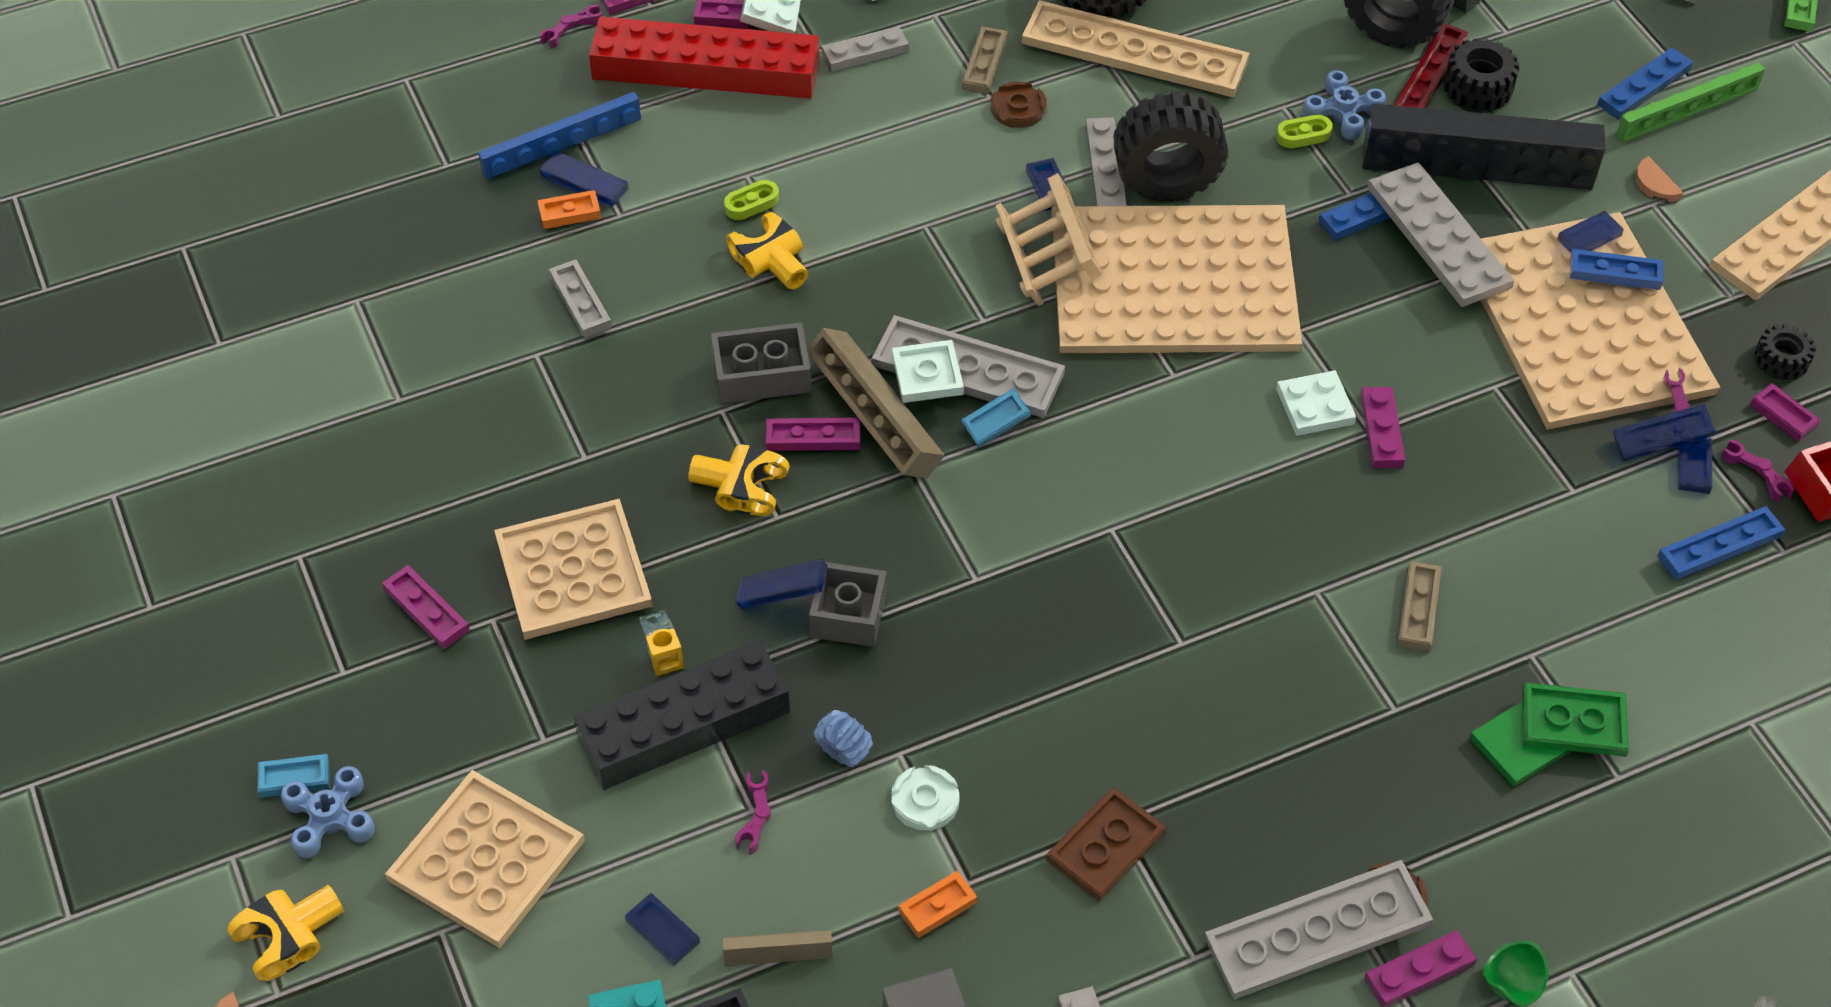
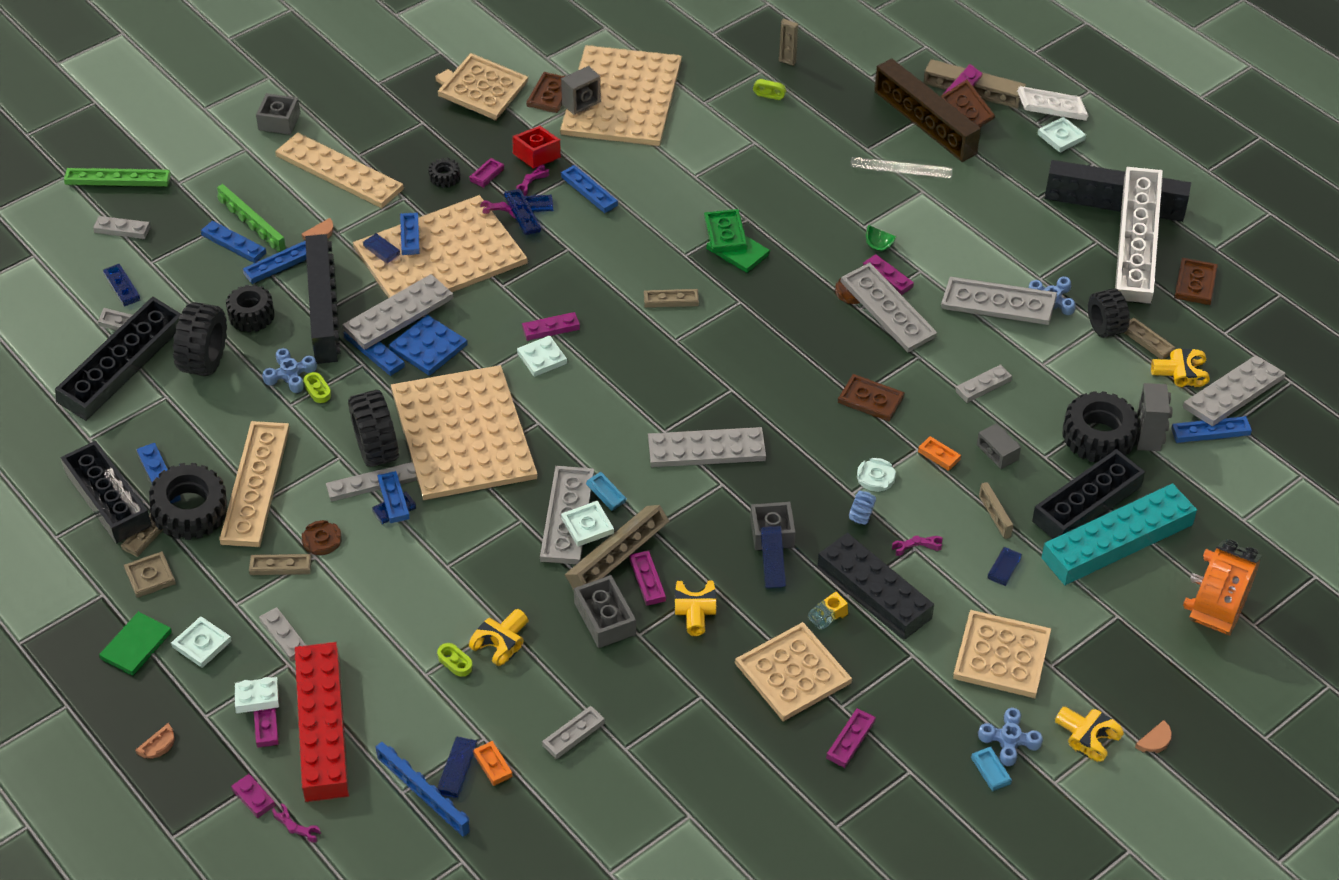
camera: 105 degrees left, 5 degrees down
(1057, 575) = (706, 447): none -> light grey plate
(1073, 171) = (393, 497): none -> blue plate
(1075, 239) = (458, 468): tan fence -> none
(1371, 270) = (428, 345): none -> blue plate
(1431, 68) = (265, 341): dark red tile -> none
(1577, 108) = (276, 263): none -> blue plate

